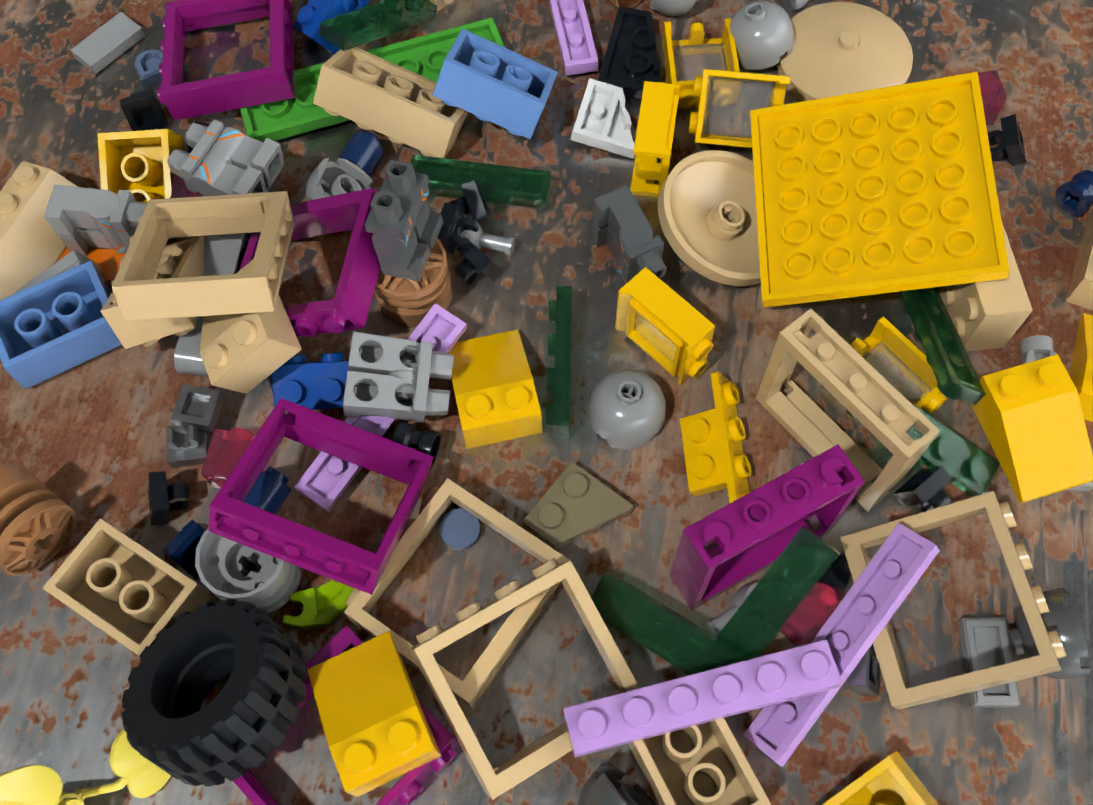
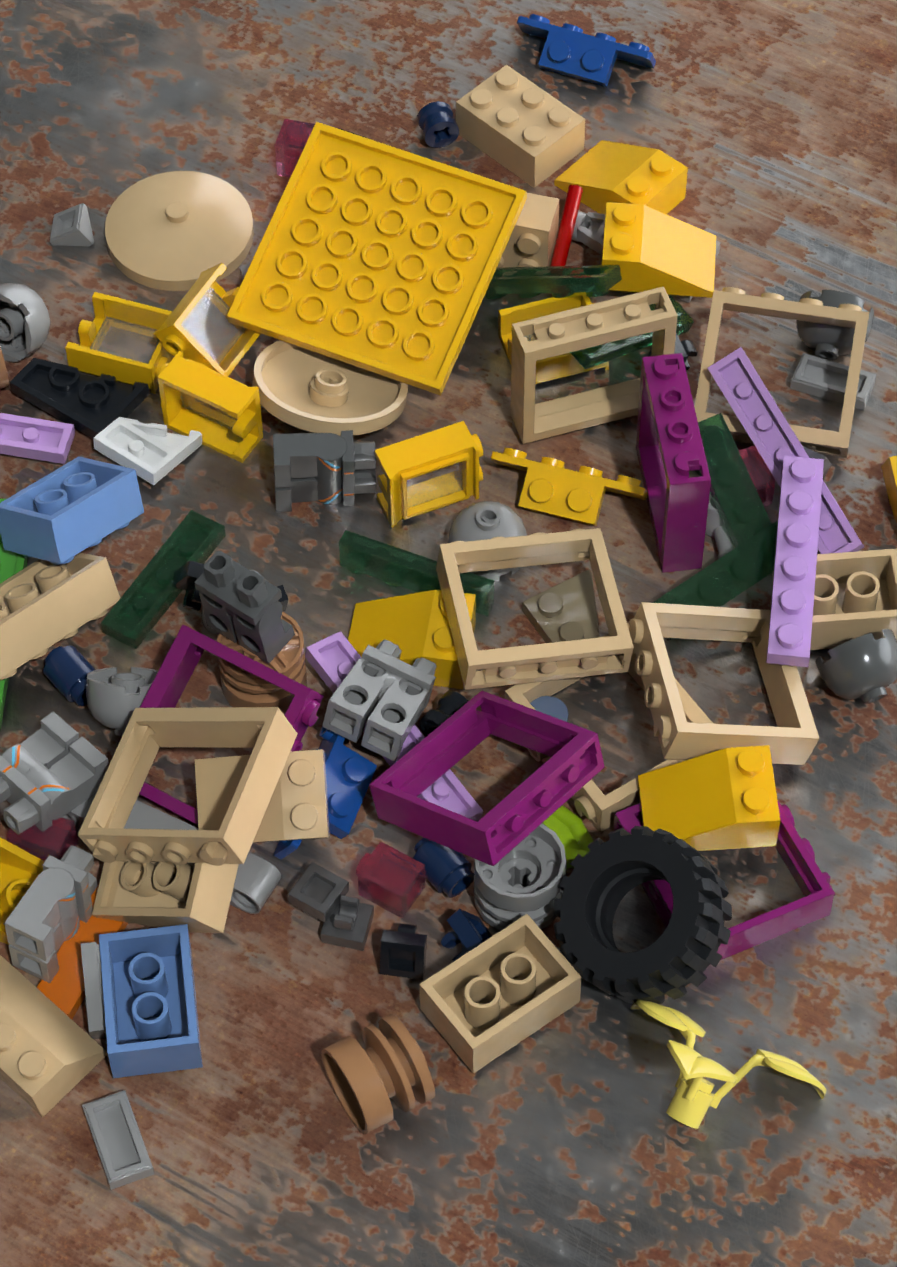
camera: 70 degrees left, 10 degrees down
(584, 414) = (543, 660): none -> tan window
(761, 34) = (123, 273): light grey cylinder -> none
(1018, 339) = (567, 226): none -> red bar

